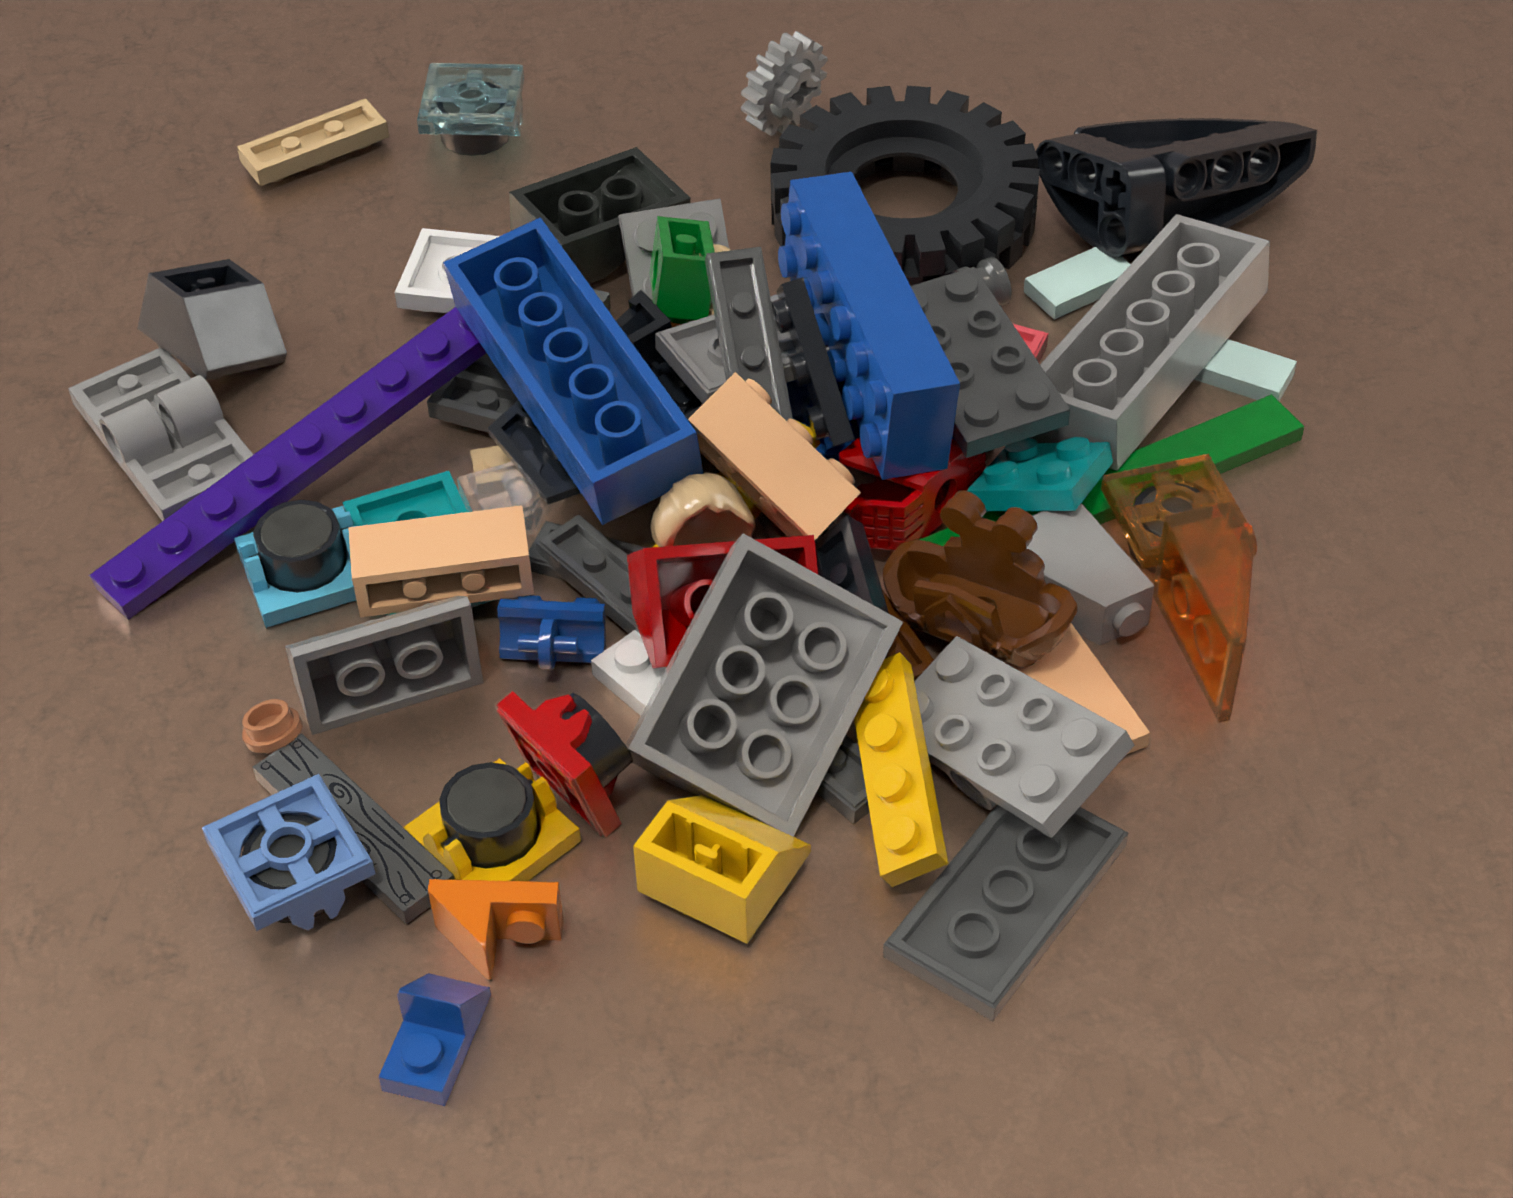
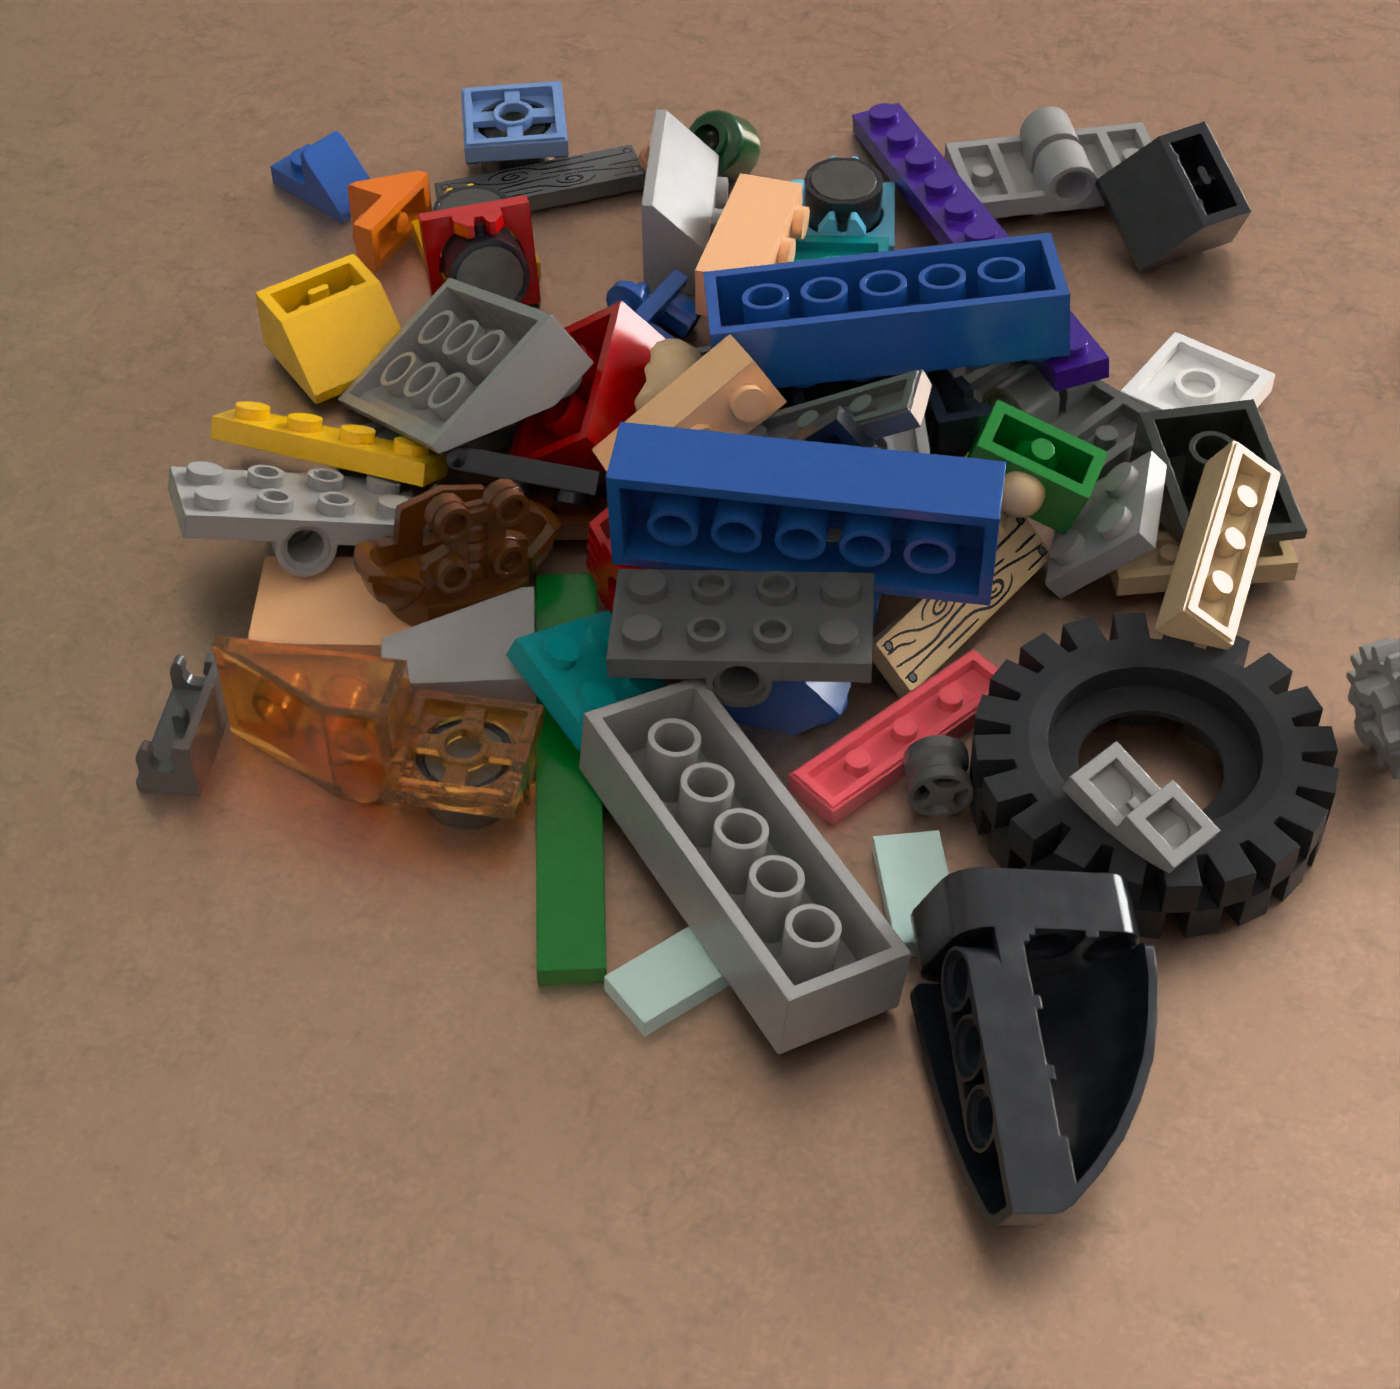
camera: 115 degrees right, 0 degrees up
(245, 668) = (730, 138): none -> dark green head
(695, 173) = (1219, 549): none -> tan slope
(981, 147) = (1147, 819): none -> light grey slope
(1002, 905) = (136, 475): dark grey tile -> none
(1268, 721) = (186, 733): none -> dark grey hinge

